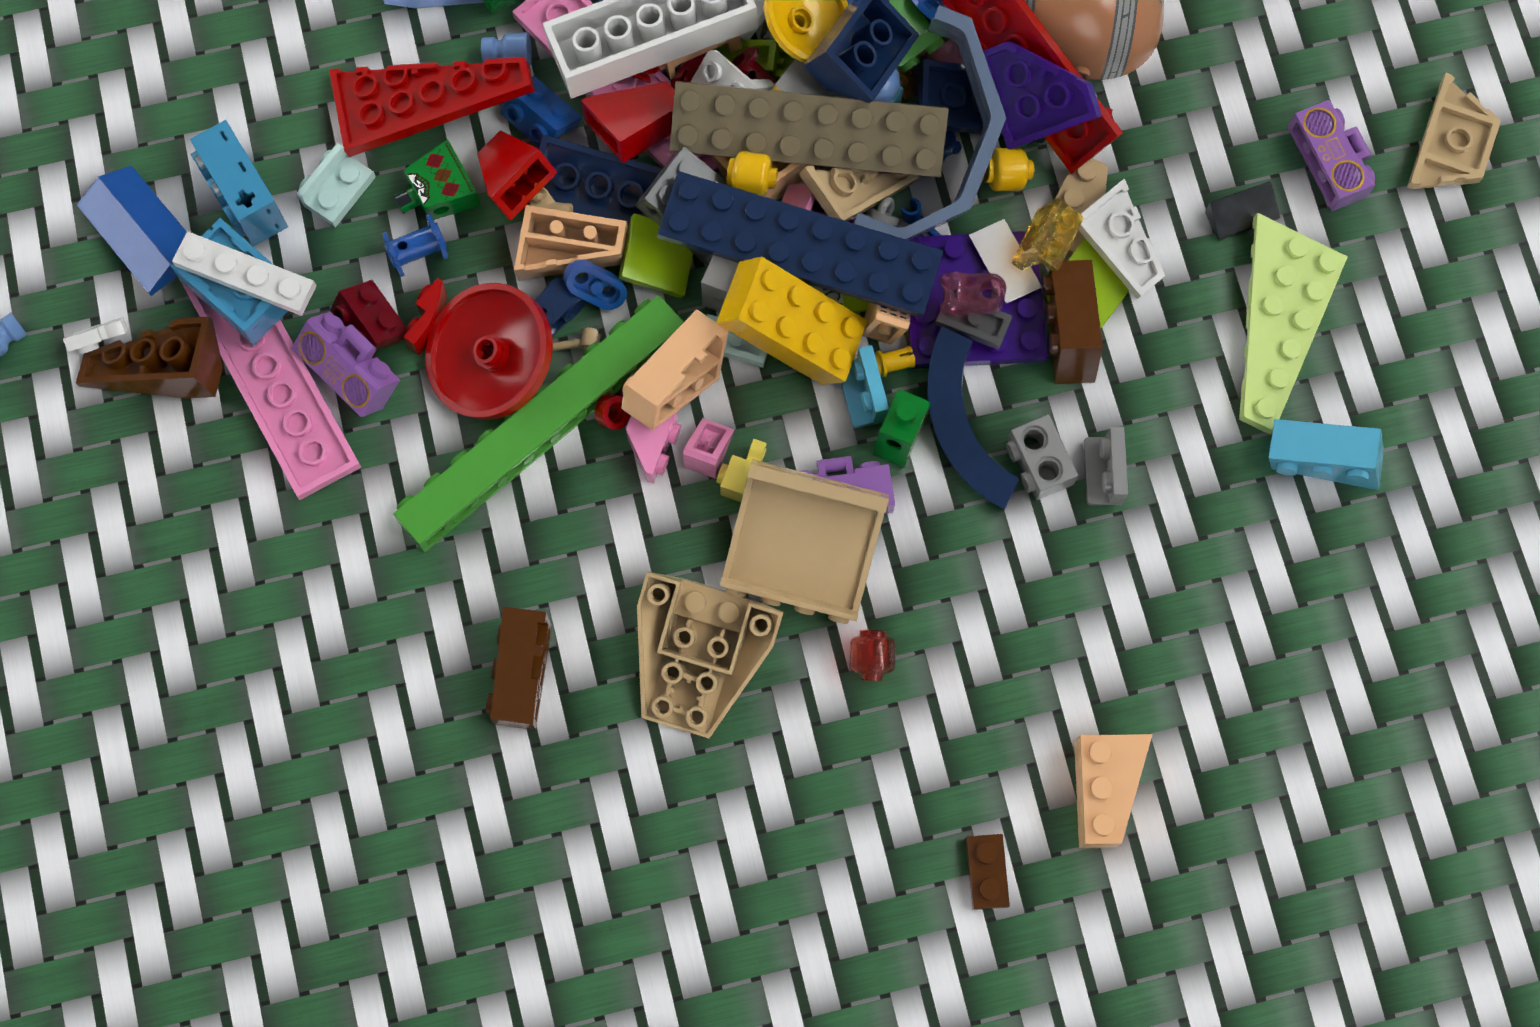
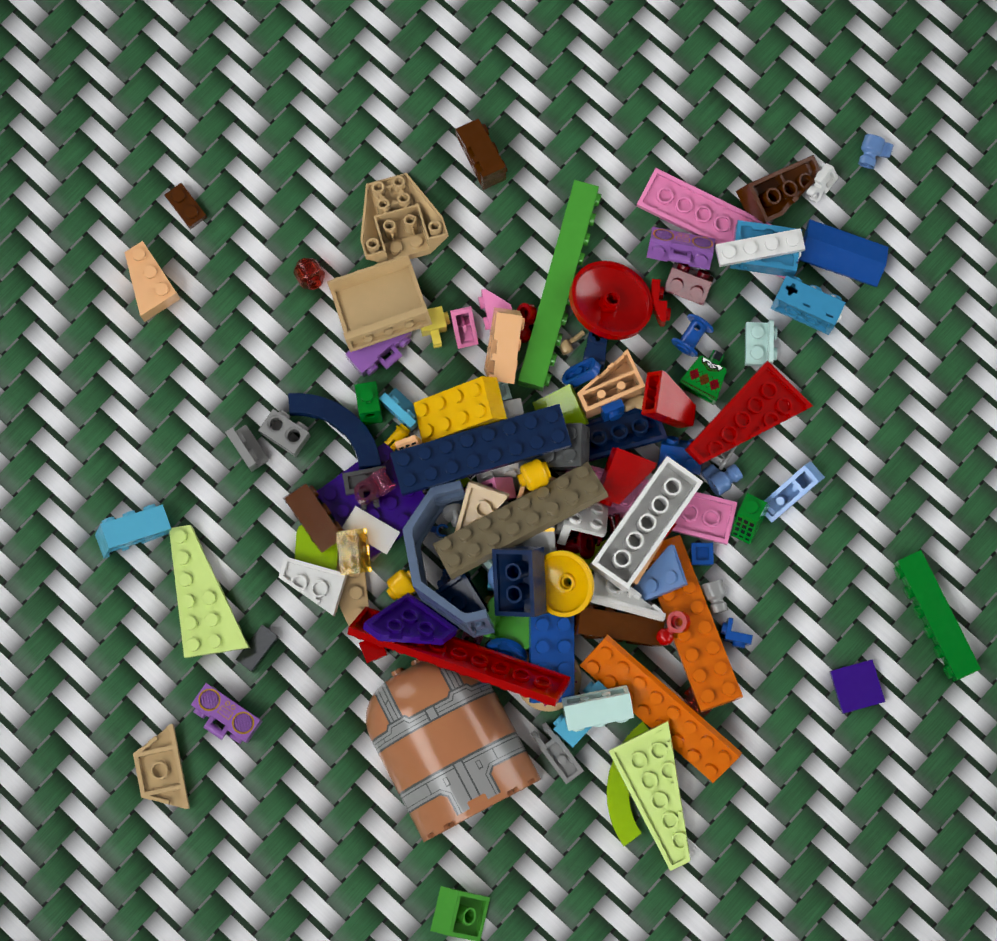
camera: 150 degrees right, 5 degrees up
(588, 206) = (613, 410): none -> blue plate

